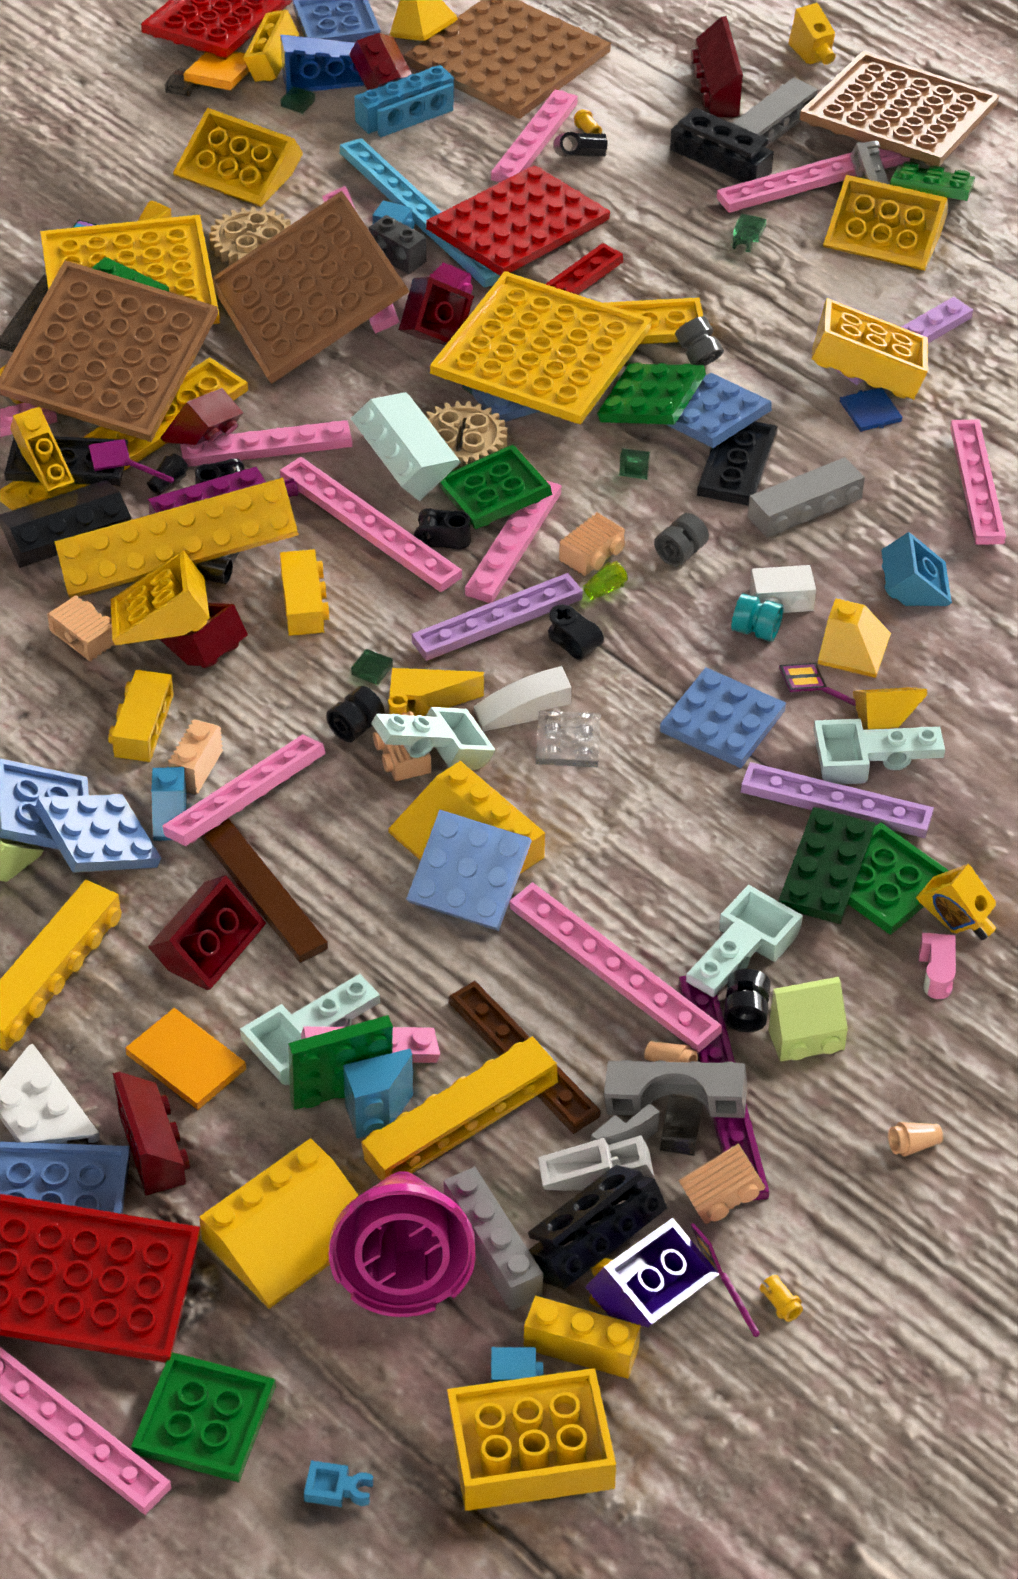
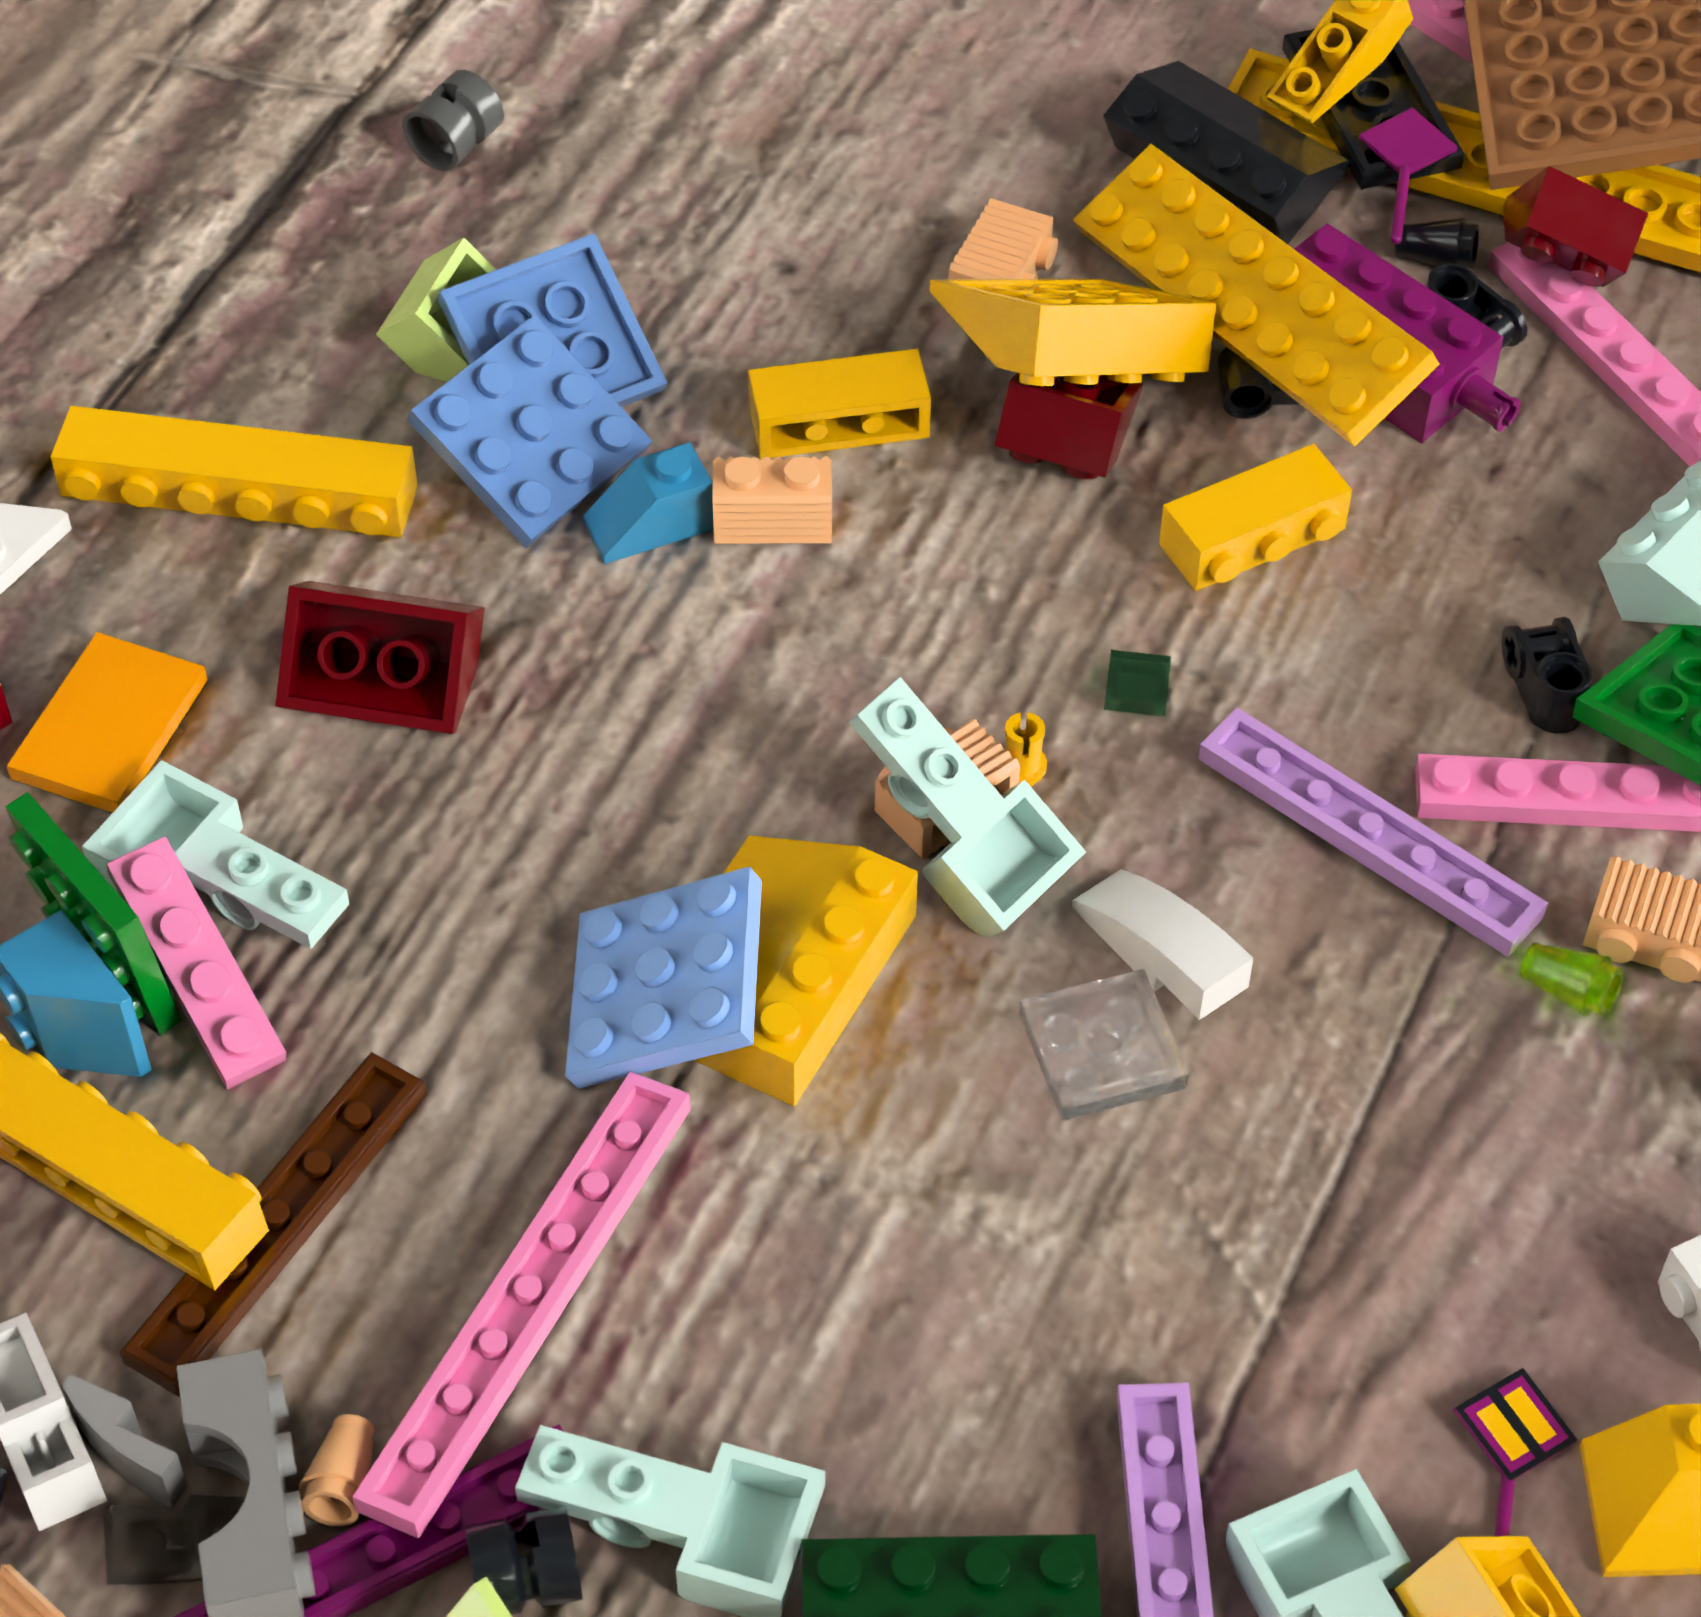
camera: 70 degrees right, 5 degrees up
(243, 790) = (727, 592): bright pink plate -> none
(265, 891) = (522, 705): reddish brown tile -> none
(355, 714) = (977, 685): black wheel -> none
(372, 525) = (1493, 566): bright pink plate -> none
(436, 687) = (1104, 780): yellow slope -> none
(573, 631) = (1393, 962): black piece -> none
(723, 717) = (1315, 1305): medium blue plate -> none
(757, 617) = (1617, 1277): teal wheel -> none

